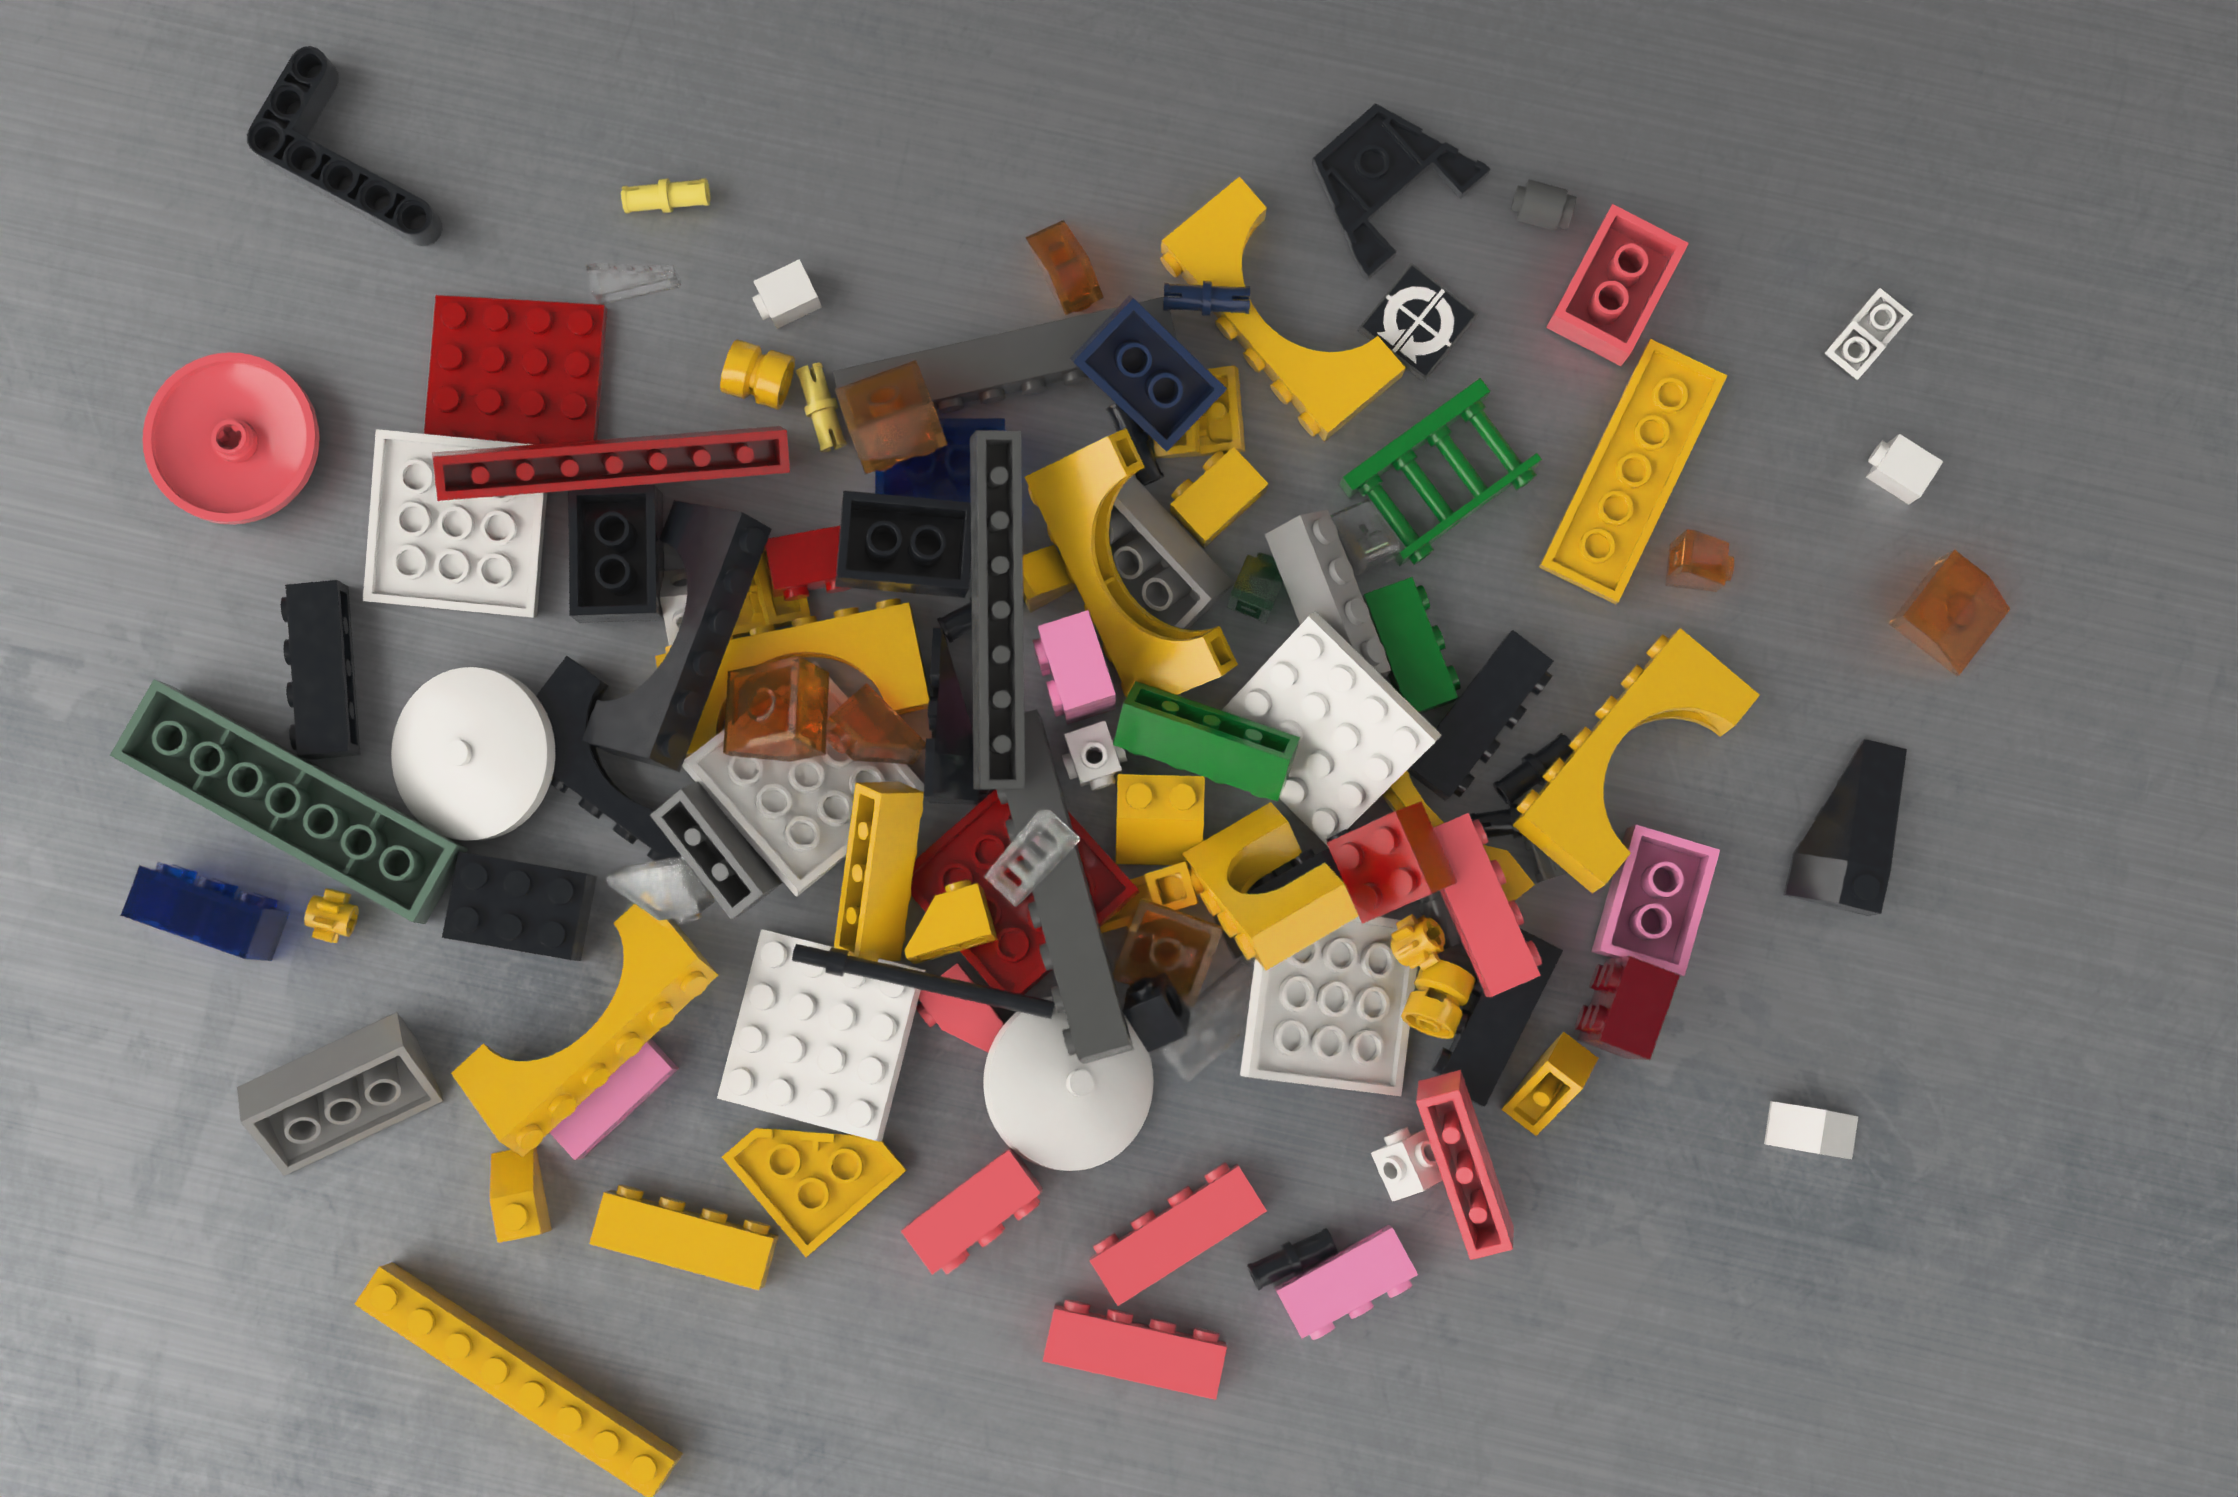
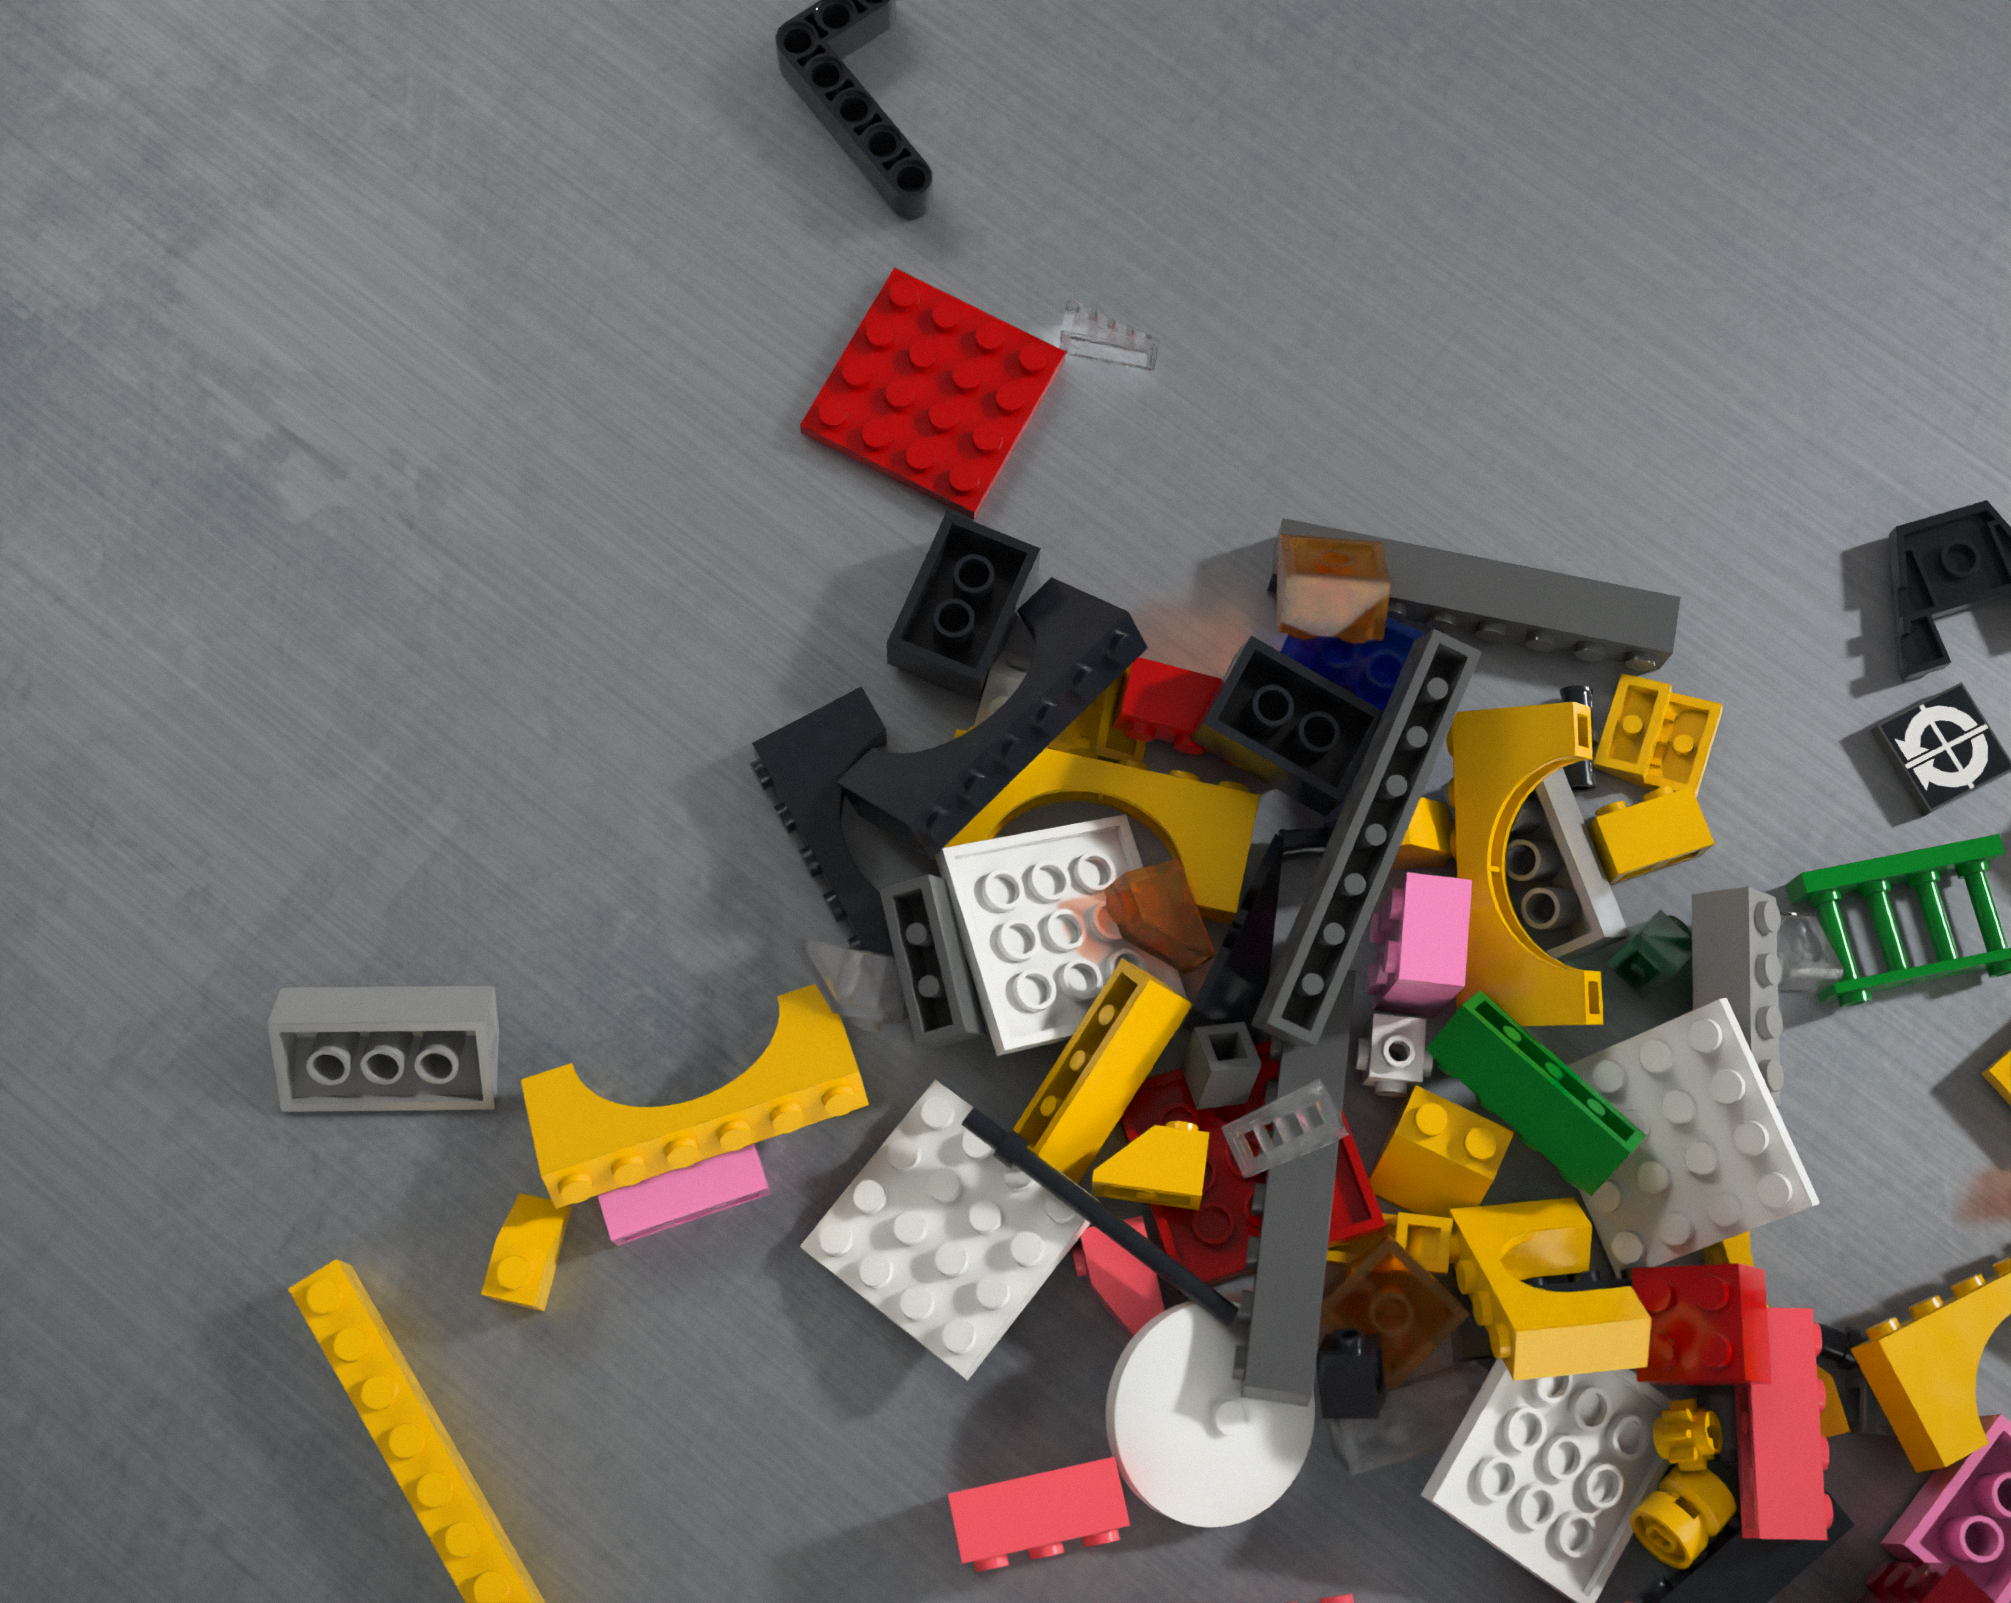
camera: 20 degrees right, 10 degrees down
(206, 911) = (345, 781): clear blue brick -> none
(231, 438) = (614, 314): coral dish -> none
(288, 802) = (492, 710): sand green brick -> none
(321, 670) = (591, 589): black brick -> none
(331, 915) = (474, 850): yellow gear -> none
(448, 552) = (808, 501): white plate -> none
(473, 753) = (711, 746): white dish -> none
(519, 906) = (682, 932): black brick -> none
(610, 463) = (1006, 504): red brick -> none
(665, 195) = (1180, 272): light yellow pin -> none
(684, 1238) = (689, 1390): yellow brick -> none
(758, 374) = (1198, 489): yellow wheel -> none
(777, 710) = (1067, 843): clear orange slope -> none
(786, 295) = (1264, 423): white brick -> none
(812, 1178) = (866, 1390): yellow plate -> none
(821, 407) = (1249, 554): light yellow pin -> none
(965, 827) = (1220, 1065): none -> dark grey brick
(1065, 267) = (1578, 525): clear orange slope -> none
(1148, 373) = (1633, 665): dark blue brick -> none
(1206, 298) = (1726, 616): dark blue pin -> none
(1321, 385) = (1808, 766): yellow arch -> none
(1412, 645) = (1812, 1091): green brick -> none
(1480, 714) = (1856, 1207): black brick -> none
(1532, 769) = (1890, 1298): black pin -> none

